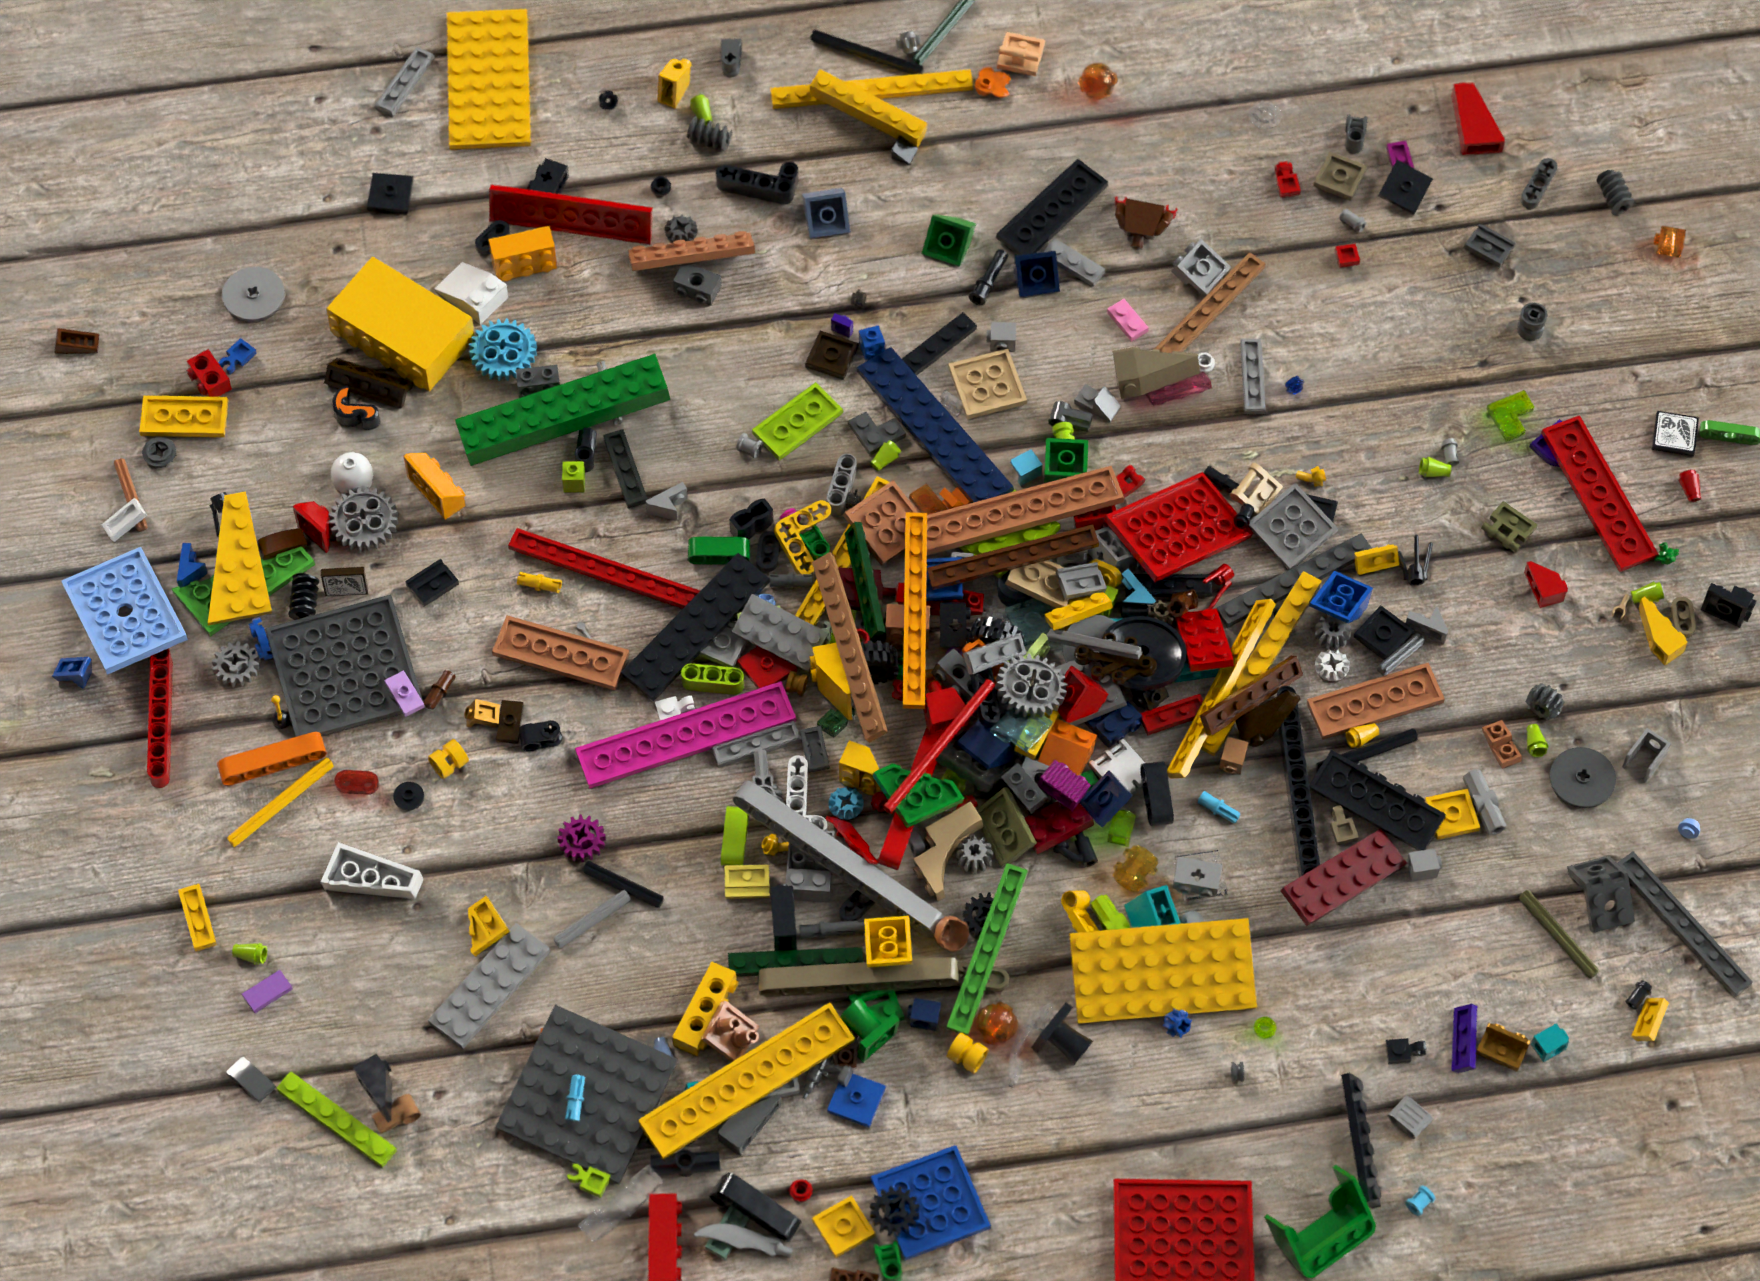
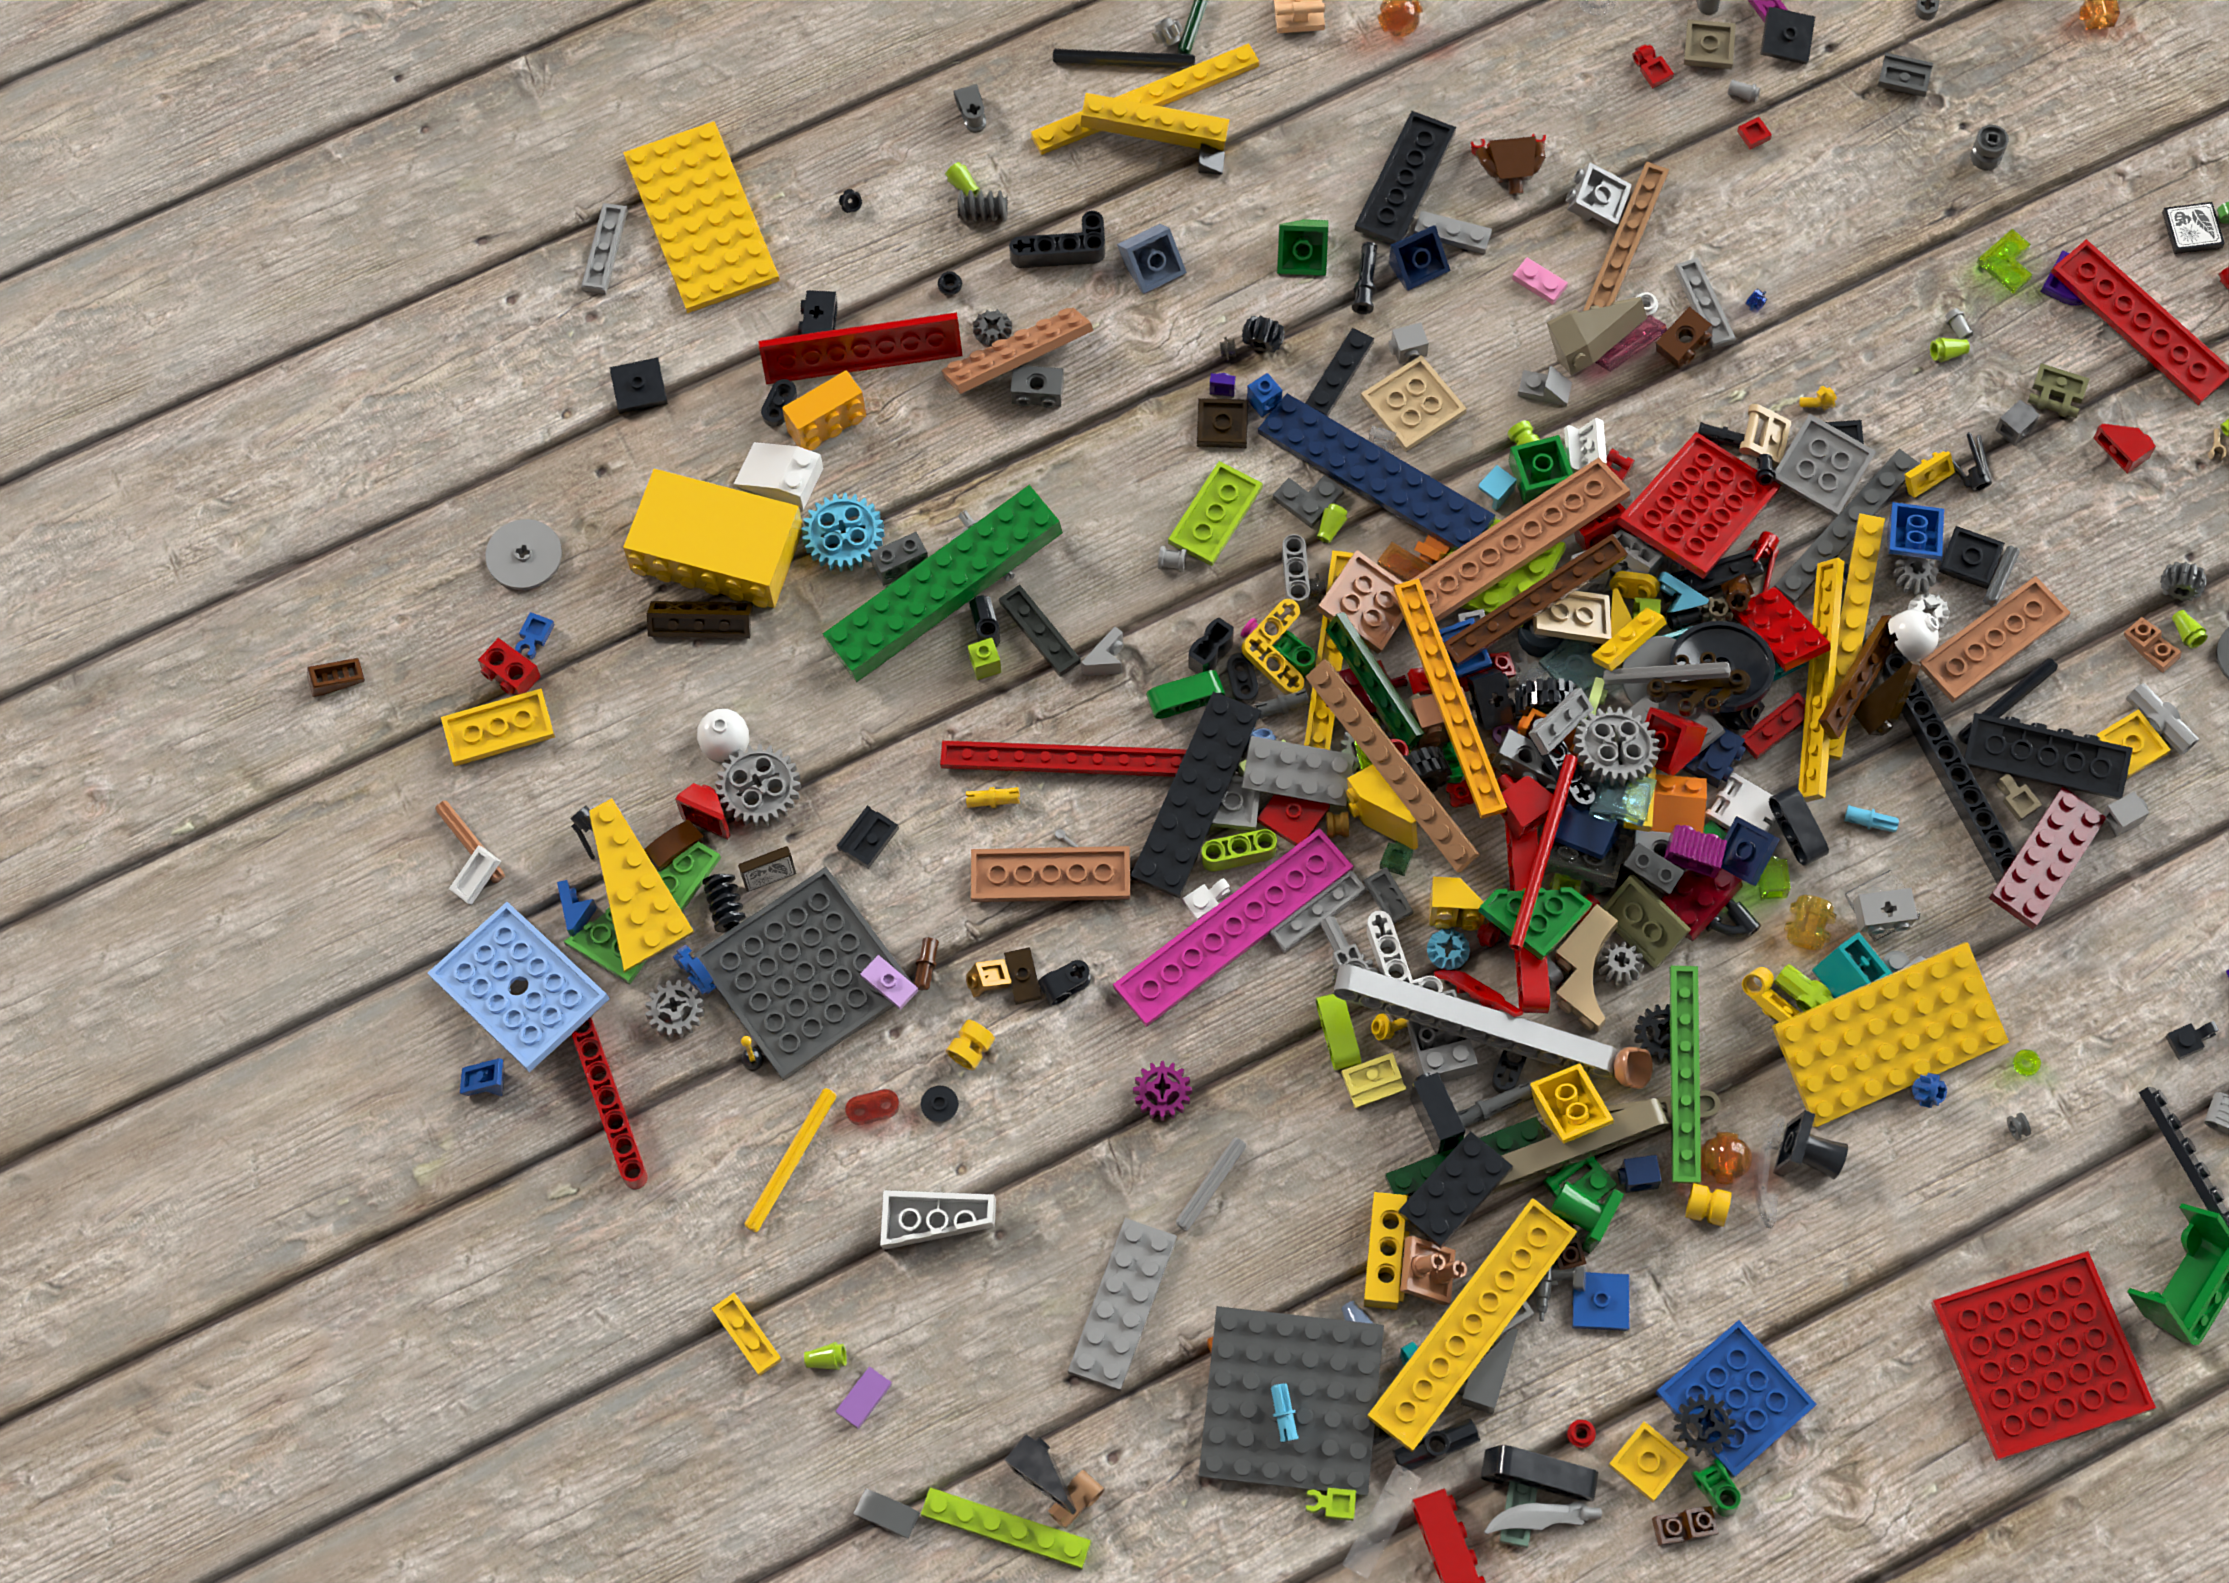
camera: 15 degrees left, 5 degrees up
(164, 445) = (486, 769): dark grey gear -> none
(271, 758) = (760, 1110): orange beam -> none
(354, 414) = (697, 663): black animal -> none
(434, 484) = (826, 718): light orange slope -> none
(485, 925) = (1090, 1233): yellow wing -> none
(623, 884) = (1231, 1129): black axle -> none
(676, 74) = (919, 145): yellow torso -> none
(773, 978) = (1455, 1189): none -> black plate
(888, 295) = (1263, 334): none -> black gear
(992, 83) = (1279, 51): orange plate -> none
(1065, 413) = (1512, 412): dark grey piece -> none
(1081, 580) = (1617, 603): light grey plate -> none
(1109, 454) = (1585, 444): none -> white bracket
(1227, 386) = (1688, 324): none -> reddish brown brick
(1233, 755) = (1864, 753): medium nougat brick -> none
(1308, 676) = (1915, 633): none -> white cylinder
(1361, 735) = (1994, 684): yellow cone -> none
(1431, 628) = (2022, 534): light grey slope -> none
(1464, 540) = (2017, 422): none -> flat silver brick

